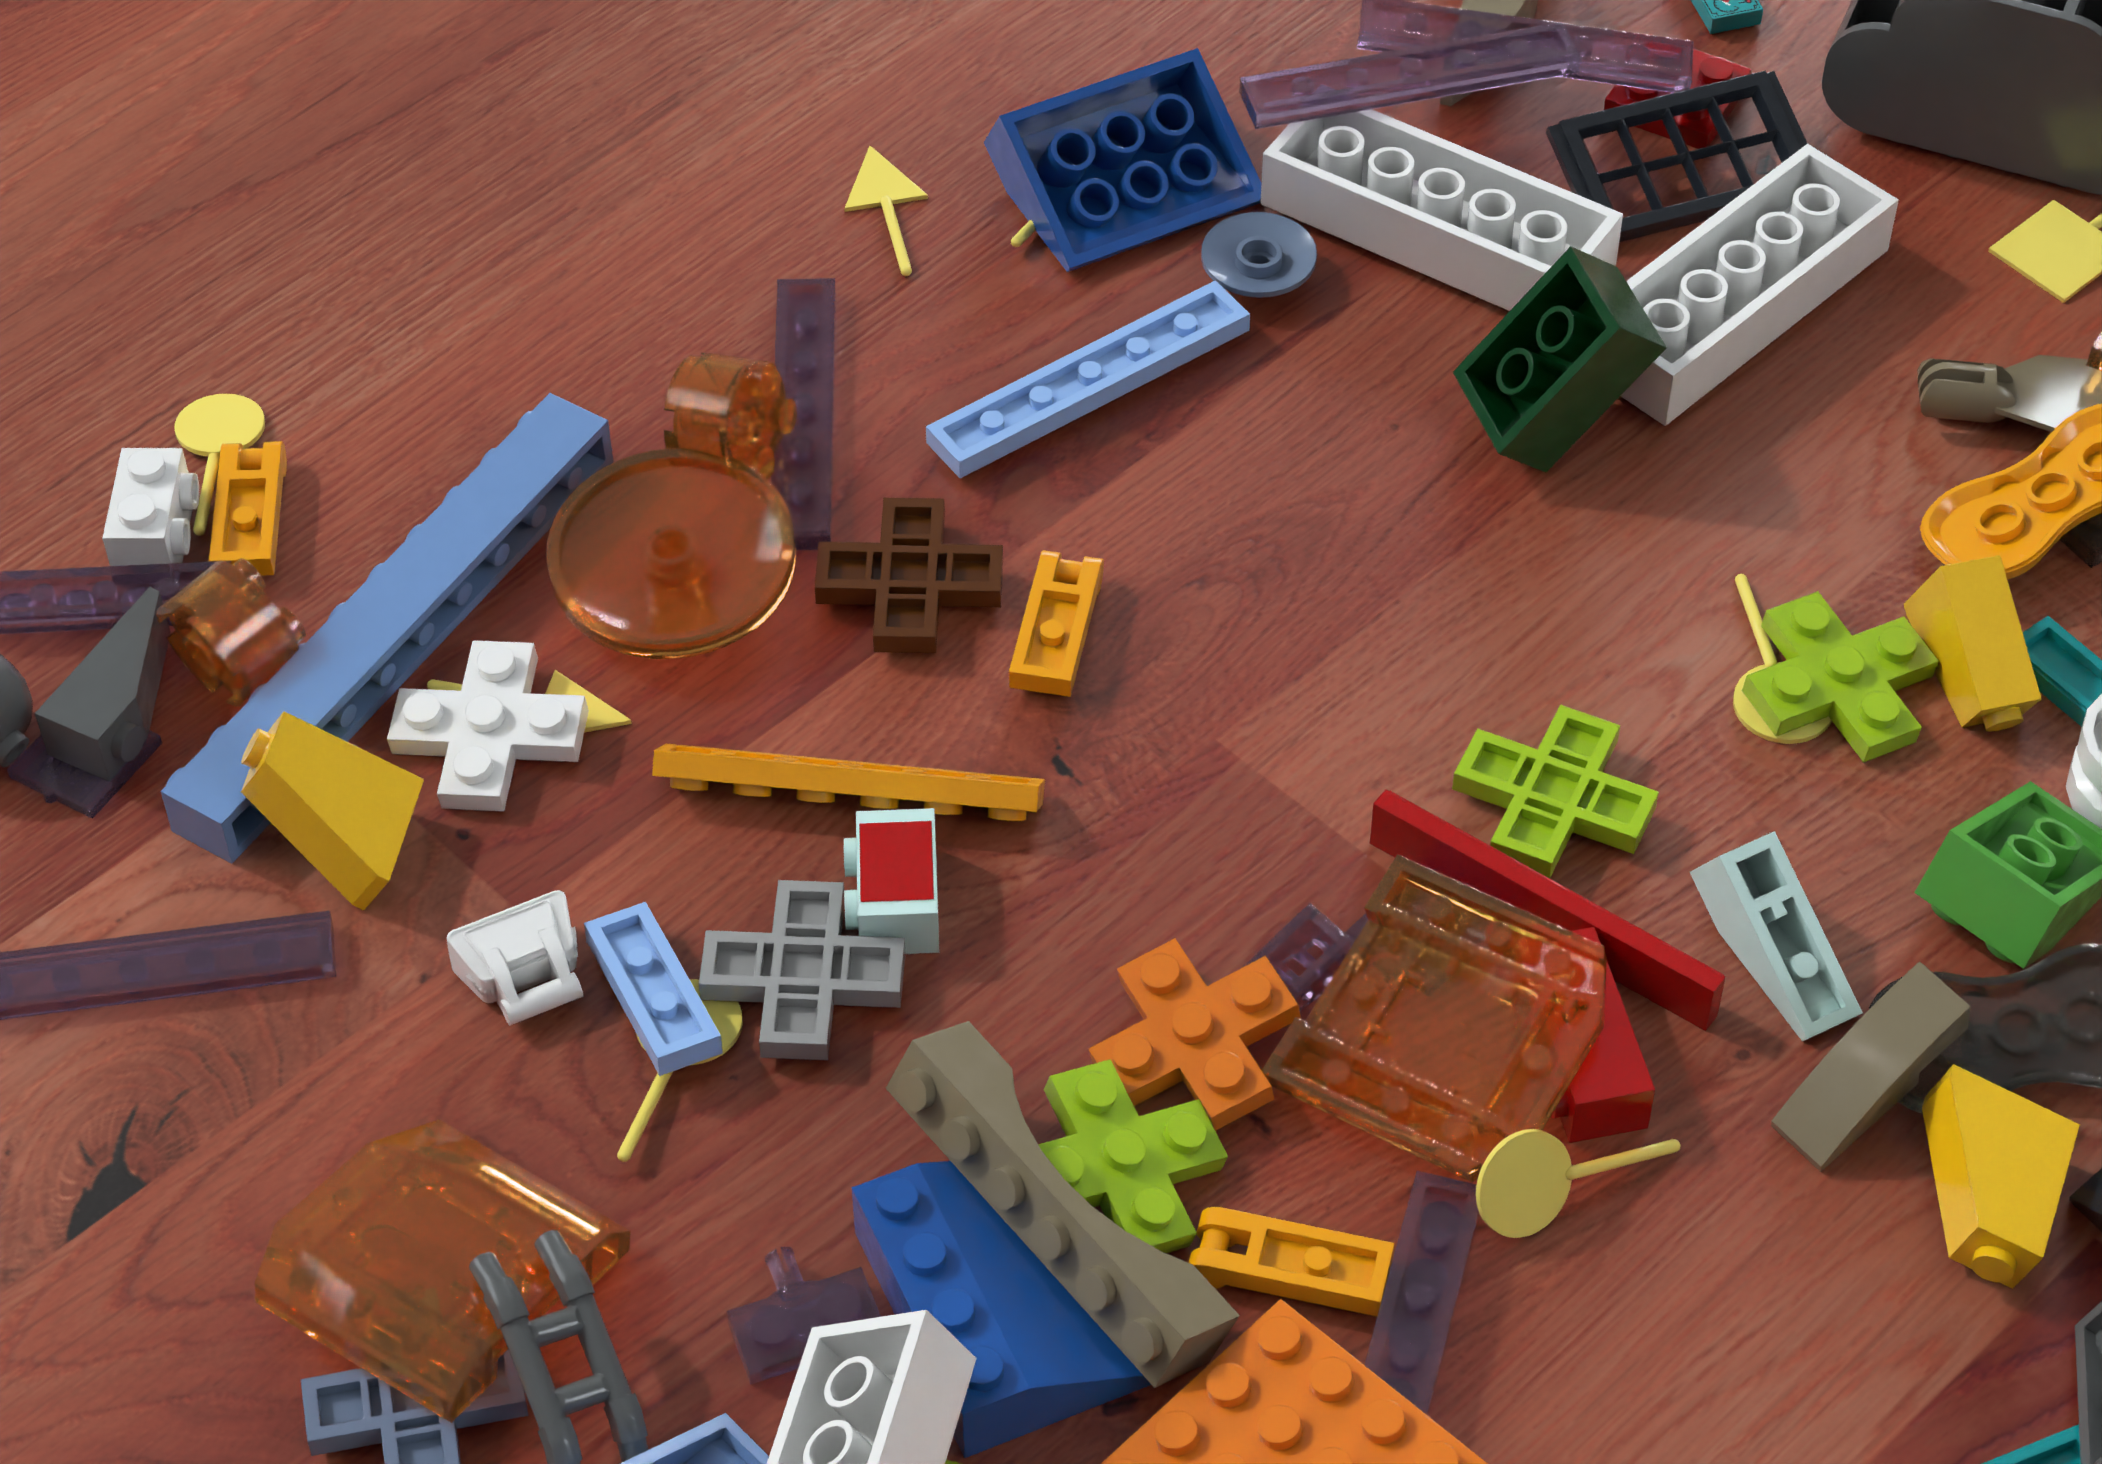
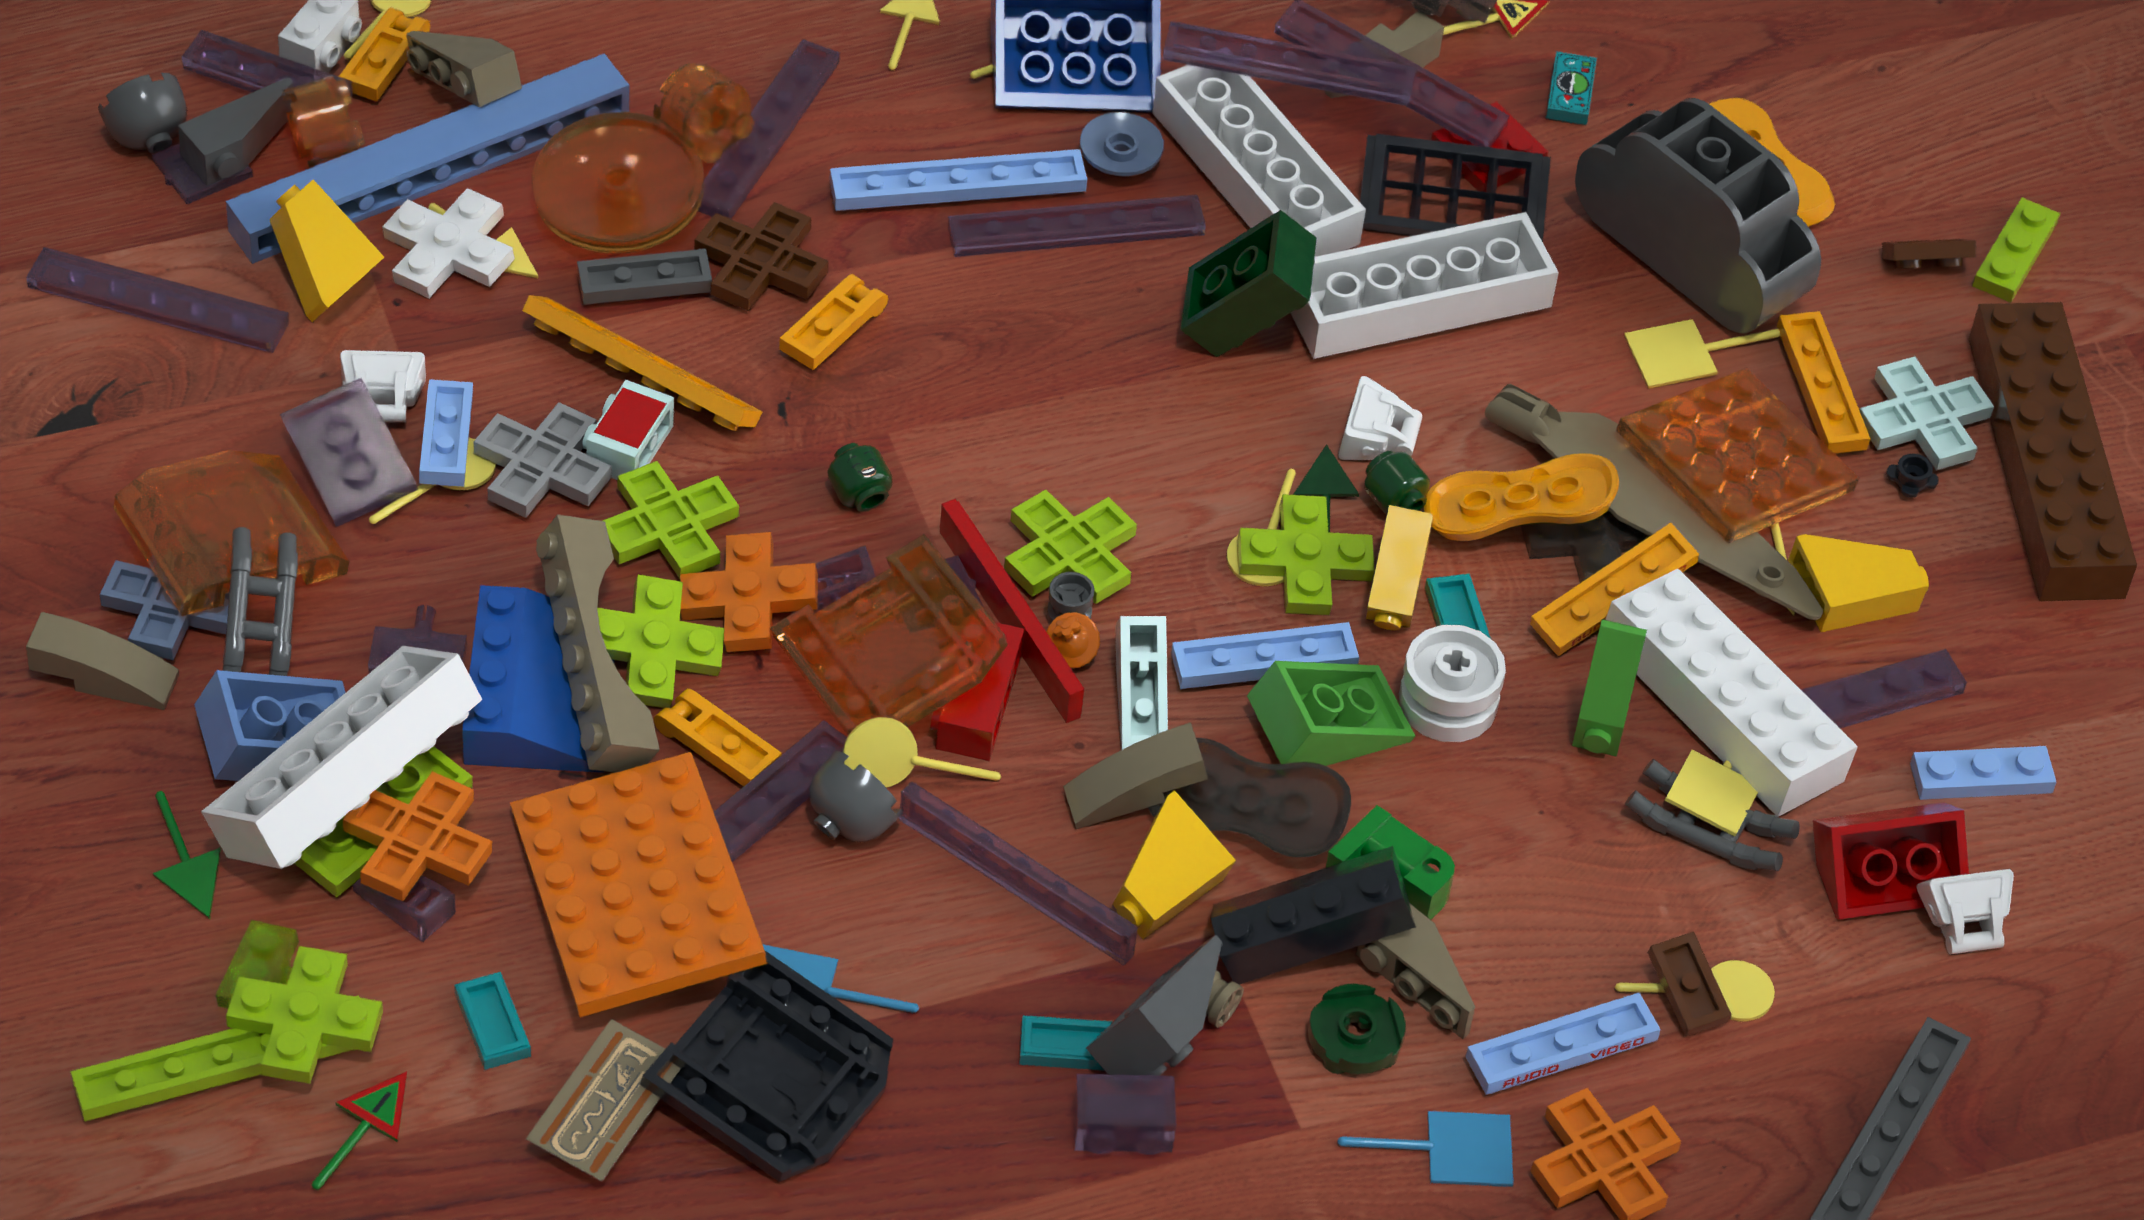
camera: 20 degrees right, 0 degrees up
(381, 478) = (465, 65): none -> dark tan slope
(537, 1073) = (348, 452): none -> clear purple tile
(776, 663) = (644, 276): none -> dark grey plate
(1027, 975) = (669, 519): none -> lime plate
(1233, 812) = (860, 477): none -> dark green head
(1264, 379) = (1076, 225): none -> clear purple tile
(1535, 1271) = (850, 801): none -> dark grey cylinder
(1612, 865) = (1069, 594): none -> dark grey wheel
(1655, 907) = (1075, 638): none -> orange hat
(1789, 569) = (1327, 480): none -> dark green piece
(1798, 475) = (1376, 424): none -> white piece
(1811, 1271) = (1018, 873): none -> tile
(1888, 538) = (1396, 481): none -> dark green head
(1895, 827) = (1251, 655): none -> light blue plate

